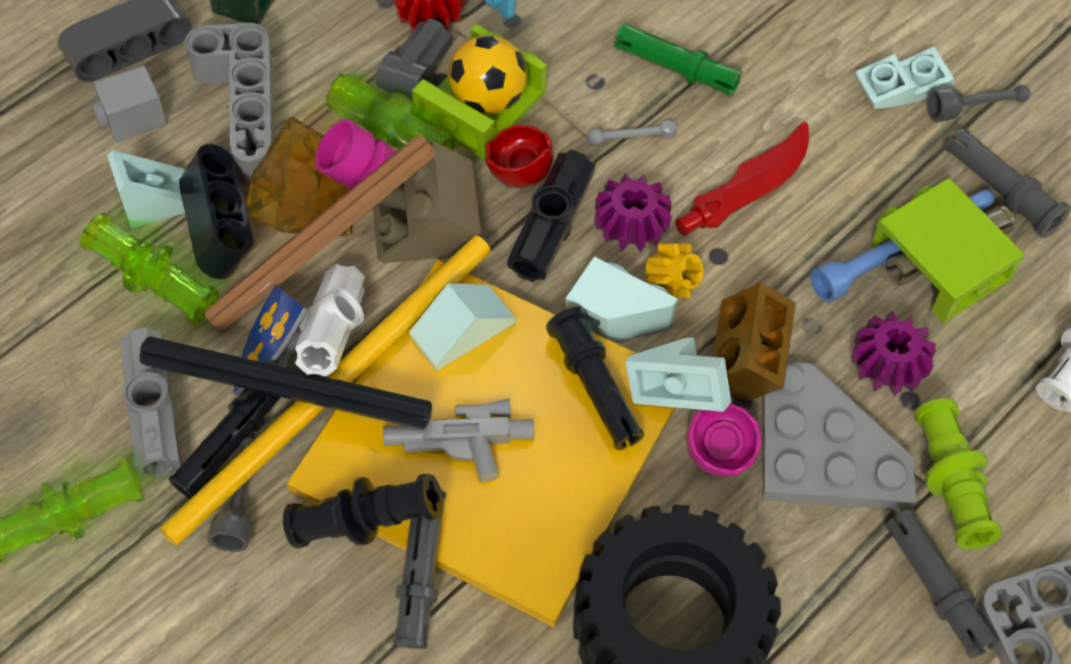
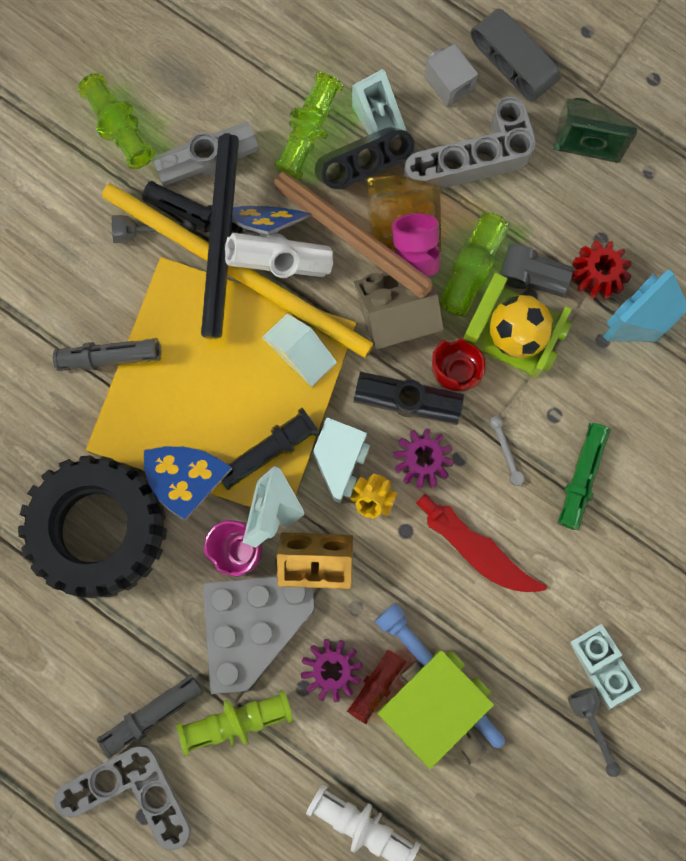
camera: 80 degrees right, 20 degrees up
(362, 511) = (134, 308): black piece -> none
(465, 438) = (207, 370): light grey piece -> none
(621, 477) = (182, 477): none -> blue shield
(889, 289) = (376, 686): none -> clear red pin
(1022, 193) = (502, 769): dark grey pin -> none

